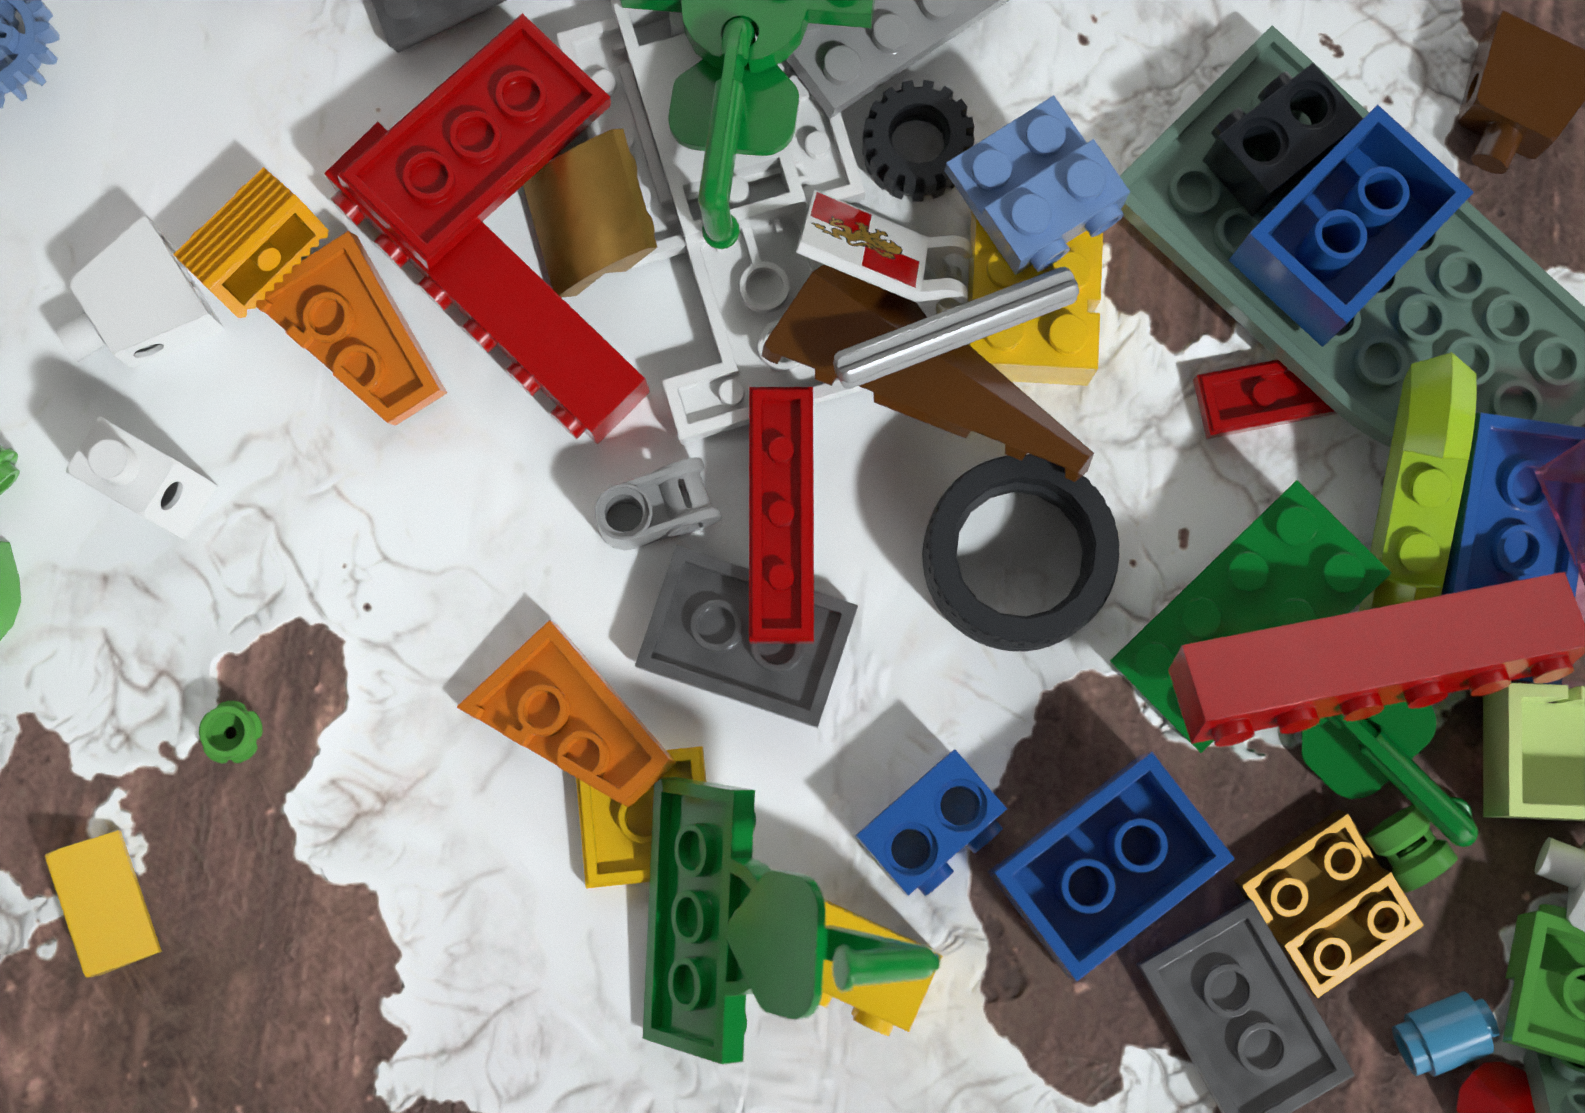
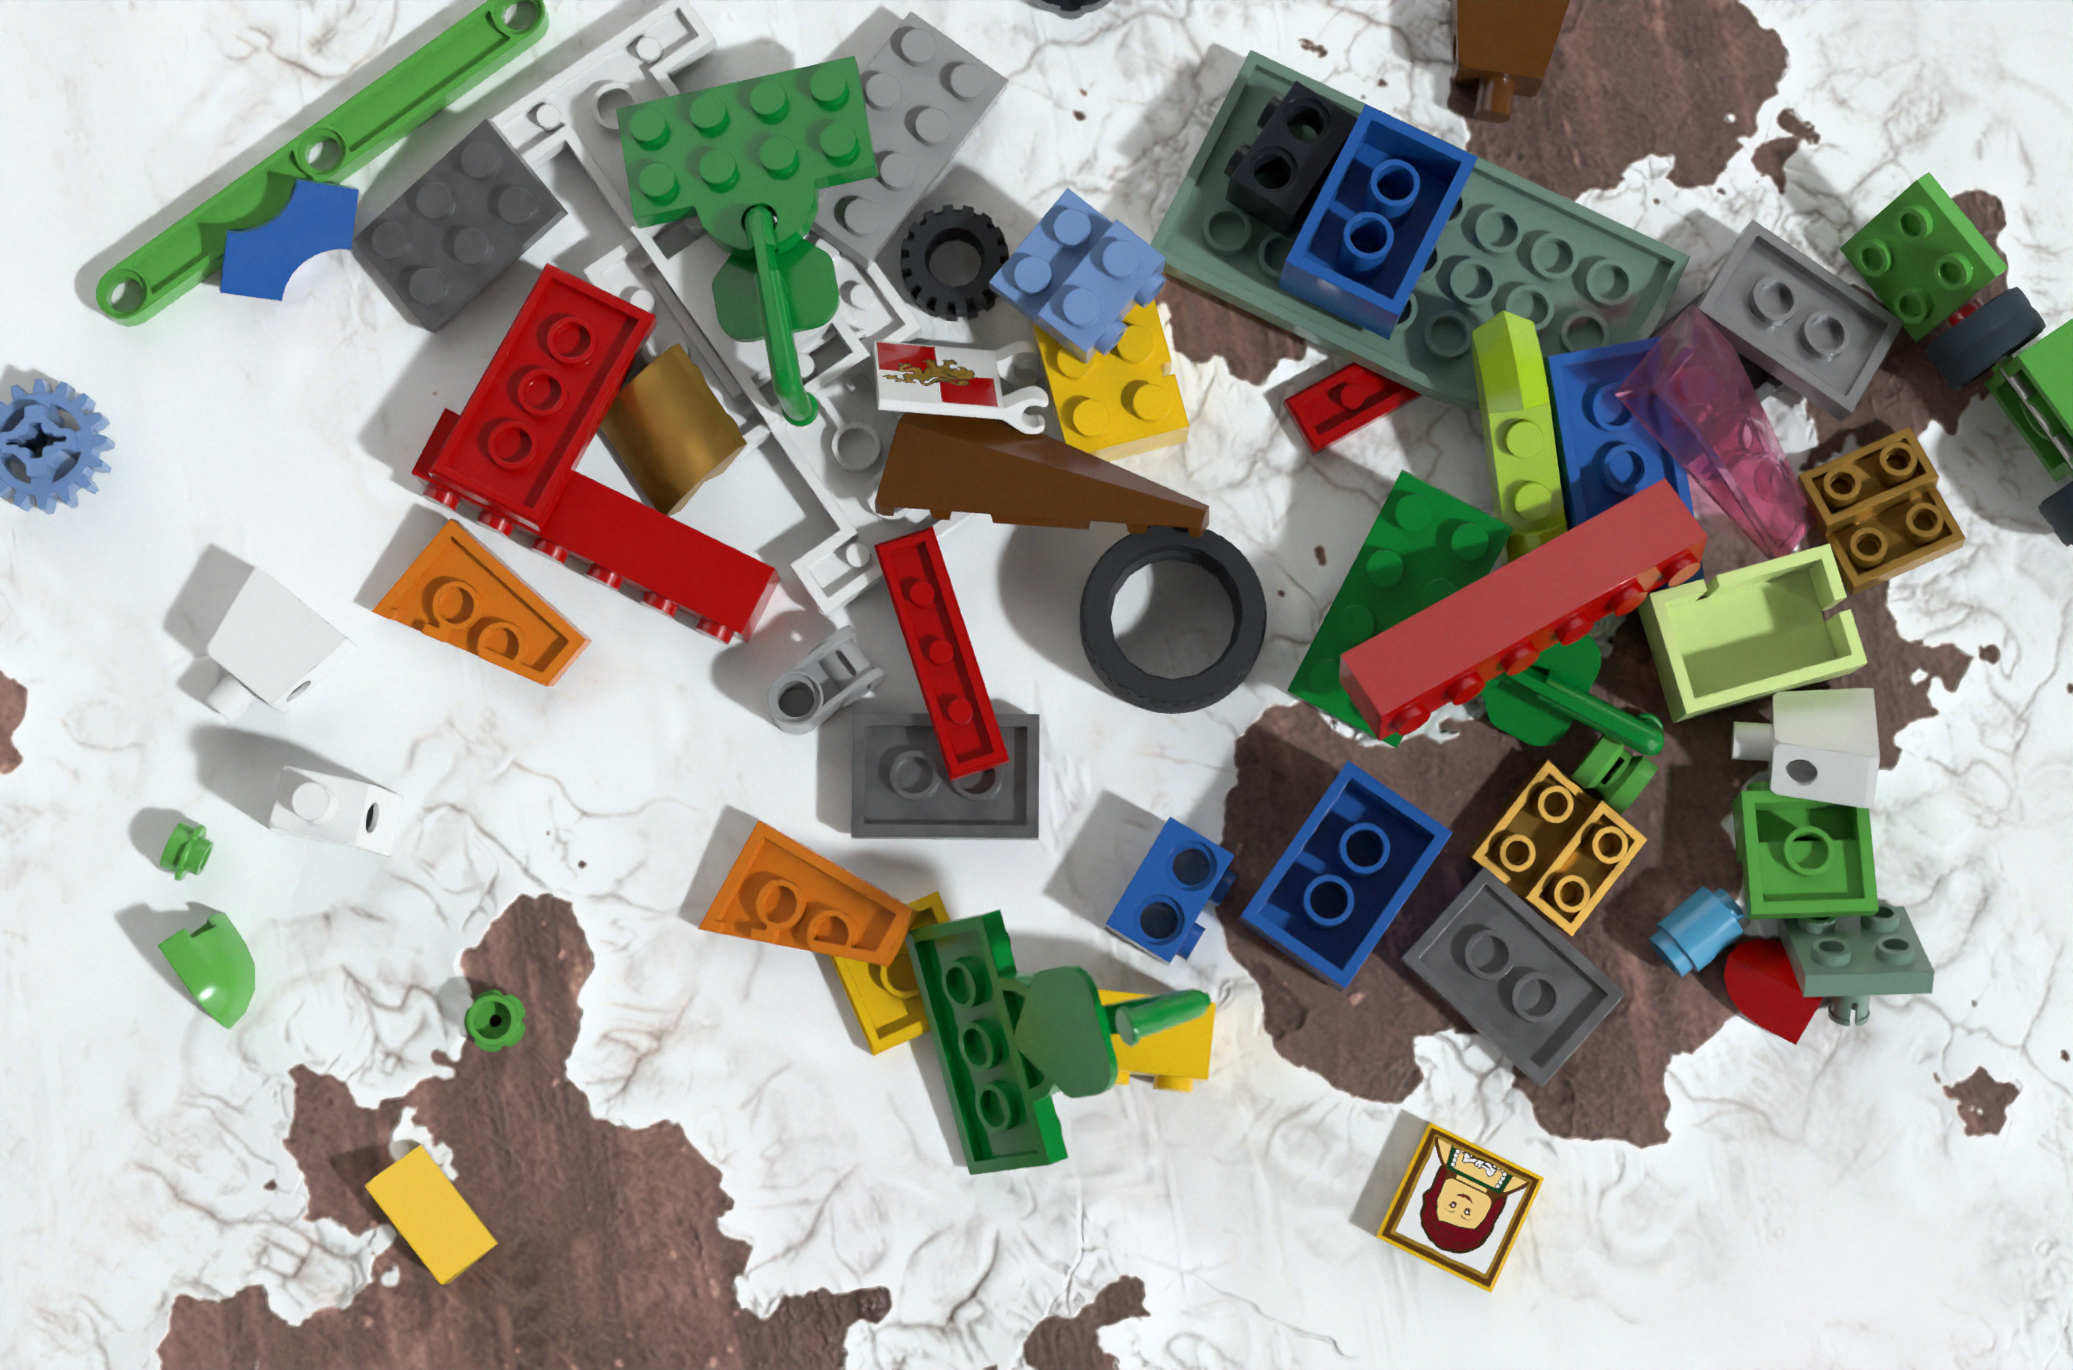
camera: 15 degrees left, 0 degrees up
(251, 242) = (363, 559): light orange brick -> none
(955, 327) = (1046, 431): light grey axle -> none

